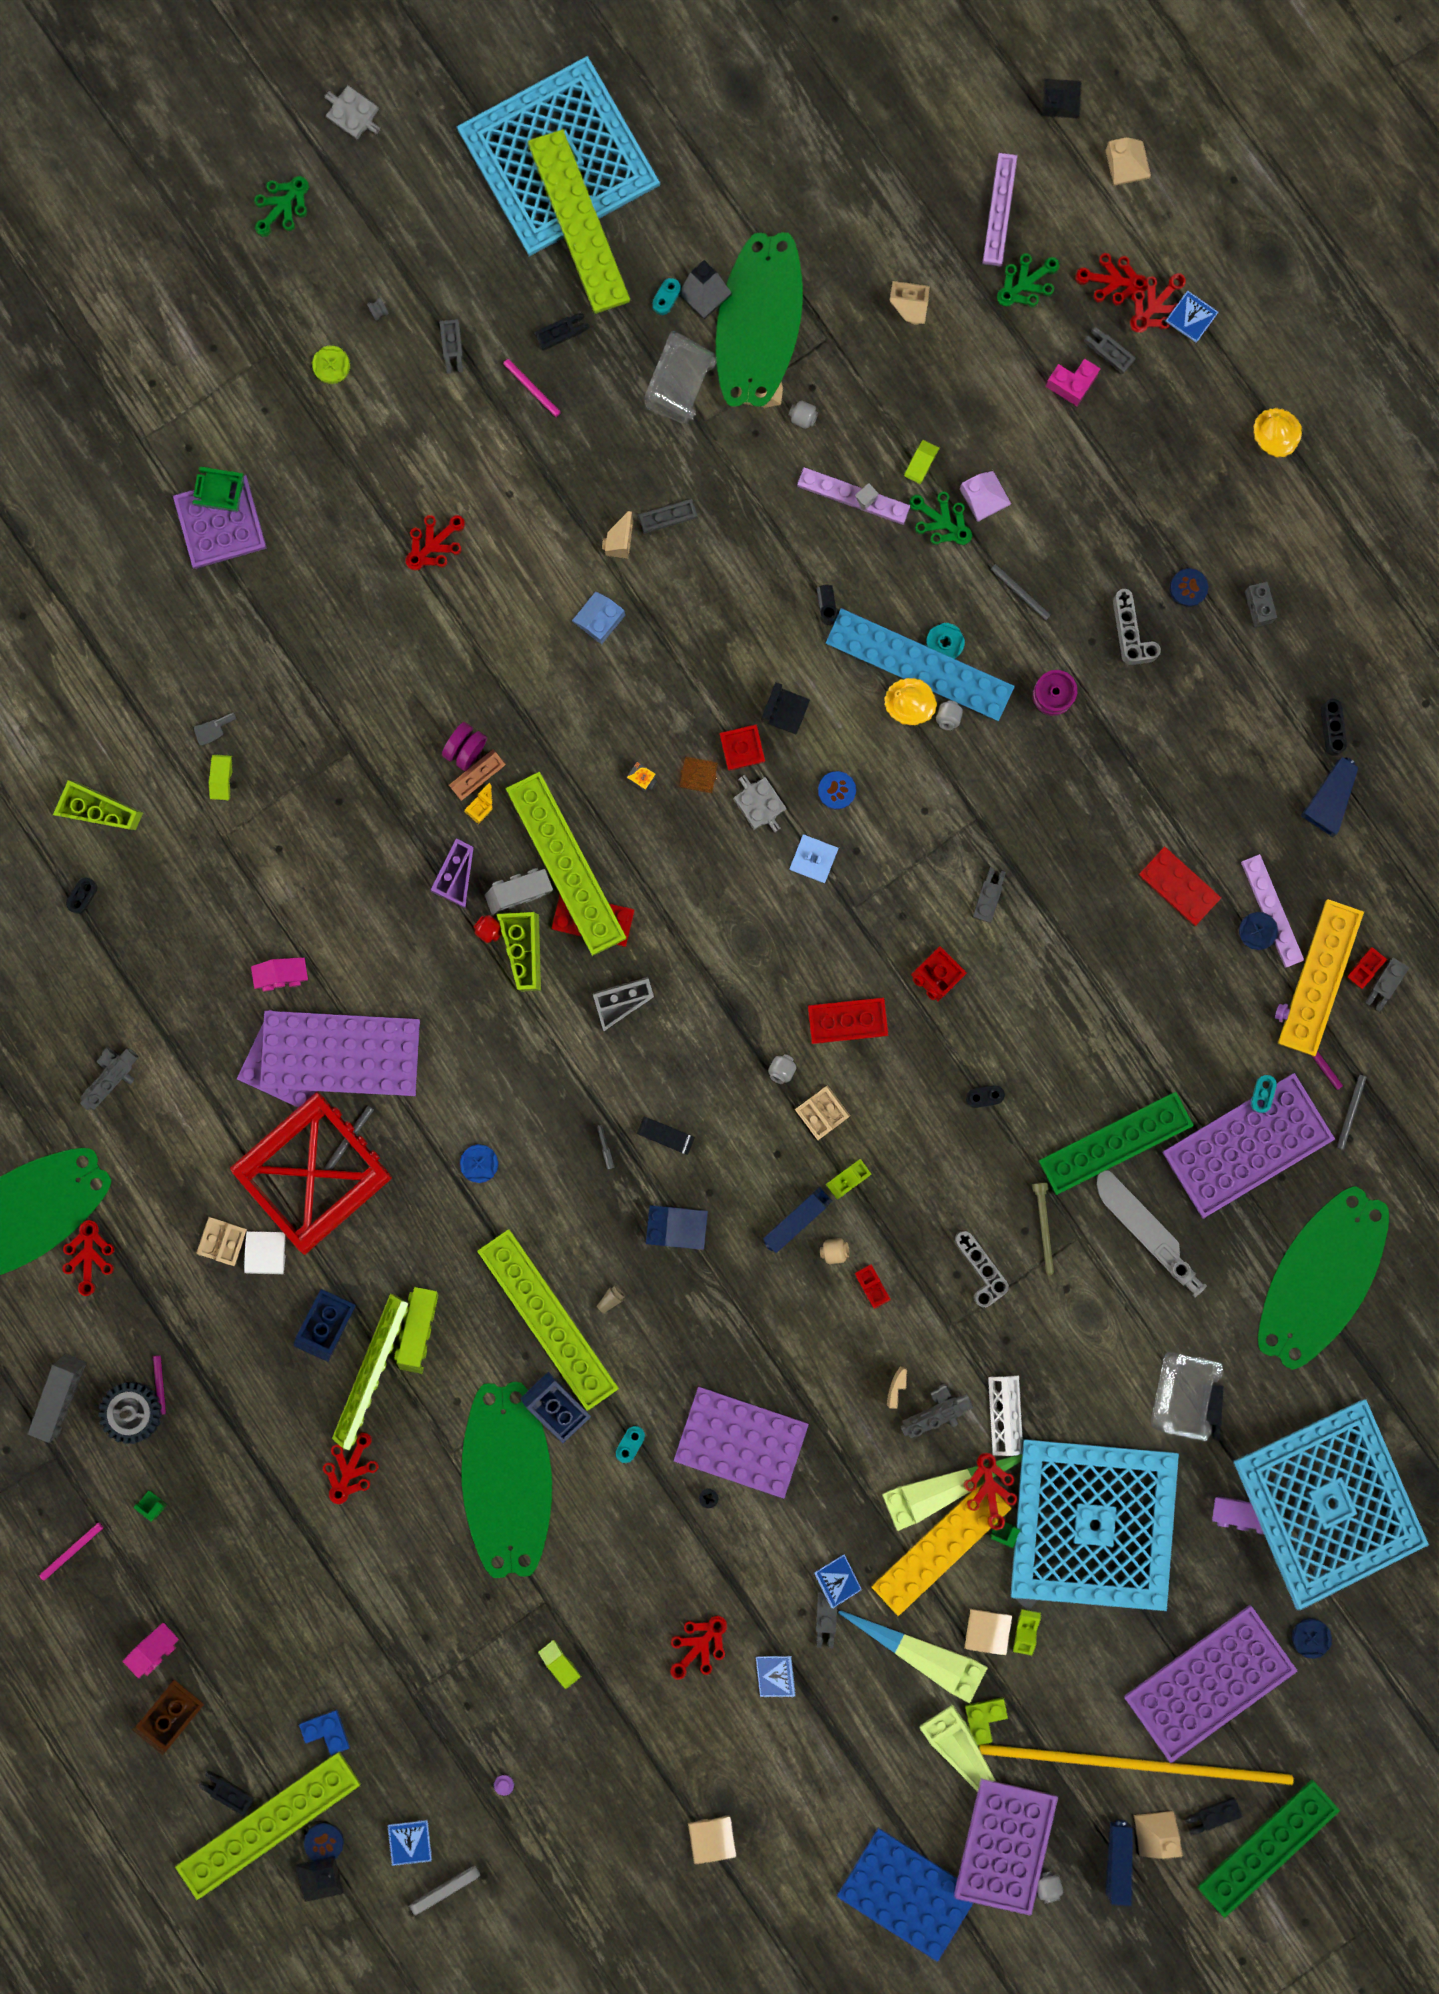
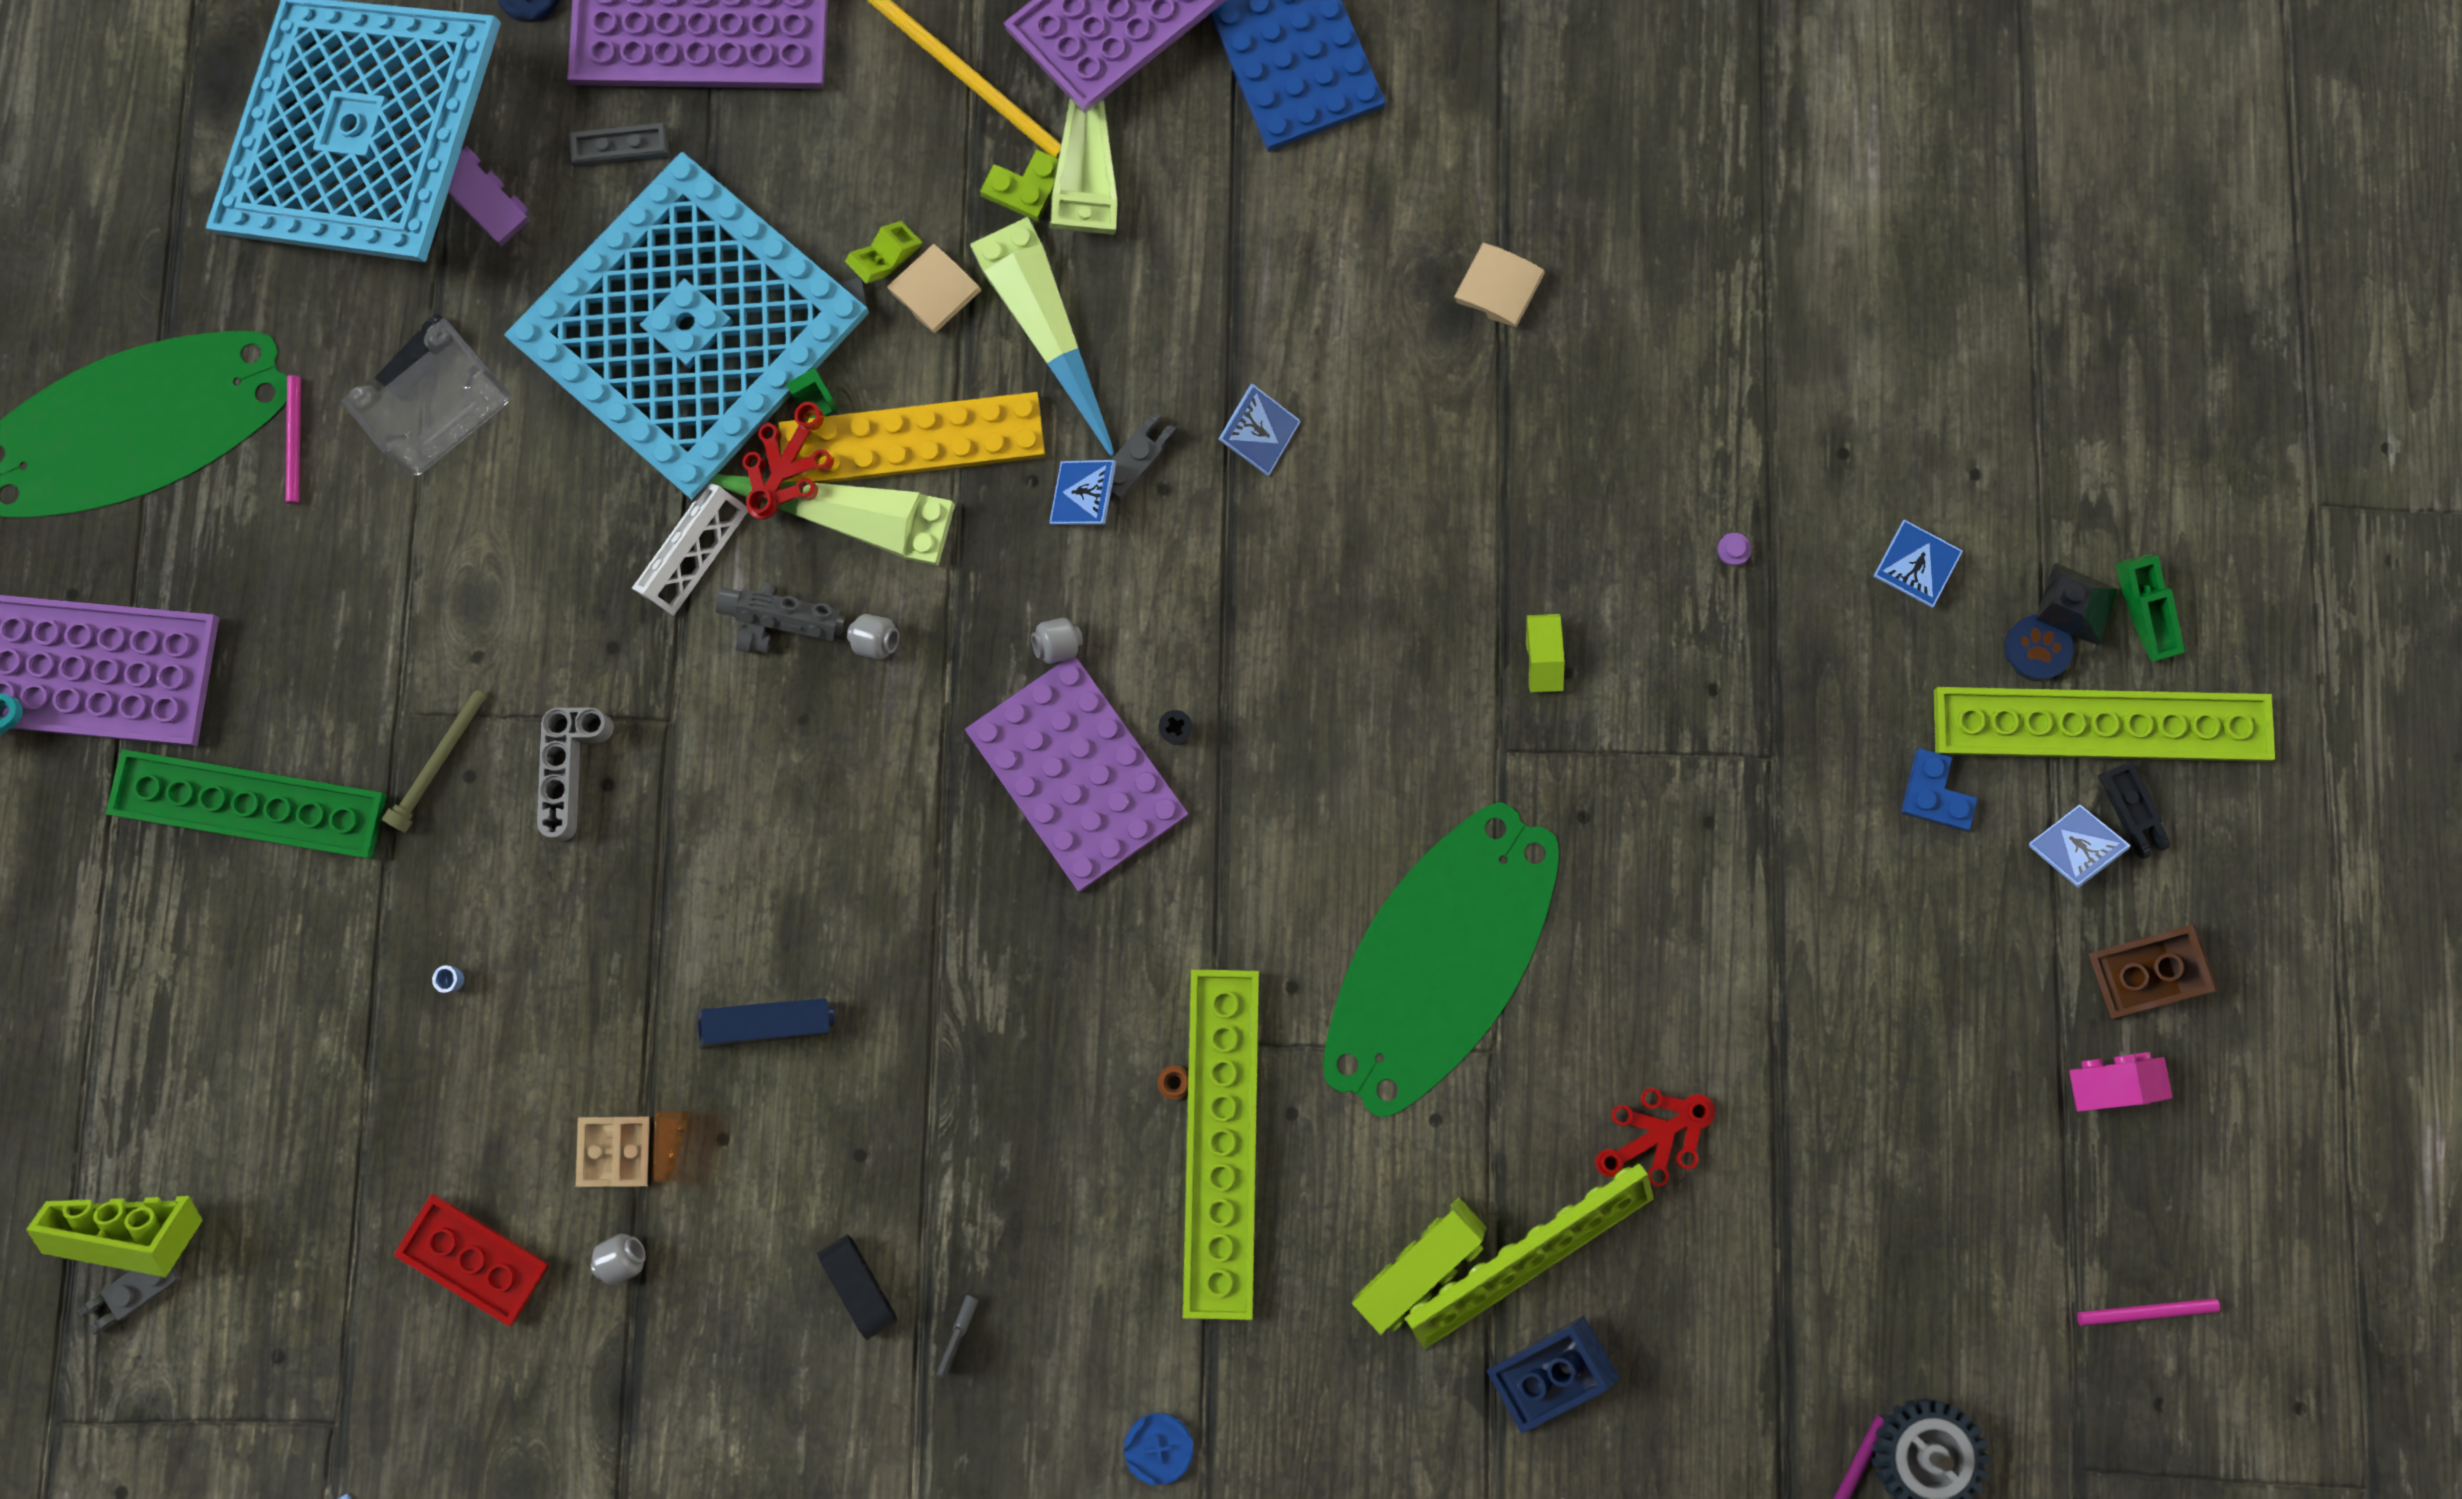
camera: 145 degrees left, 5 degrees down
(150, 1506) = (1987, 1293): green panel -> none
(242, 1754) = (2079, 846): none -> piece
(282, 1904) = (2150, 606): none -> green slope
(444, 1890) = (1910, 469): light grey beam -> none
(555, 1407) = (1300, 1009): dark blue slope -> none
(594, 1326) = (1162, 1082): none -> dark orange plate
(612, 1298) = (1109, 1105): dark tan cone -> none
(630, 1444) = (1232, 881): teal plate -> none
(676, 1227) = (942, 1141): dark blue slope -> none
(701, 1644) = (1331, 543): red plant -> none
(796, 1499) = (1056, 640): none -> light grey head
(802, 1140) = (667, 1142): none -> clear orange slope
(834, 1251) = (745, 940): tan head -> none
(848, 1179) = (648, 1028): lime slope -> none
(872, 1286) = (733, 853): red slope -> none
(884, 1436) = (873, 636): none -> light grey head
(898, 1382) = (793, 697): tan slope -> none
(938, 974) = (291, 1230): red plate -> none
(960, 1131) = (448, 979): none -> medium blue hinge
(985, 1095) = (369, 1002): black plate -> none
(1010, 919) = (117, 1233): none -> lime wedge
(1146, 1229) = (303, 655): light grey piece -> none
(1201, 1591) = (619, 144): none -> dark grey tile
(1238, 1327) = (293, 440): none -> dark pink bar

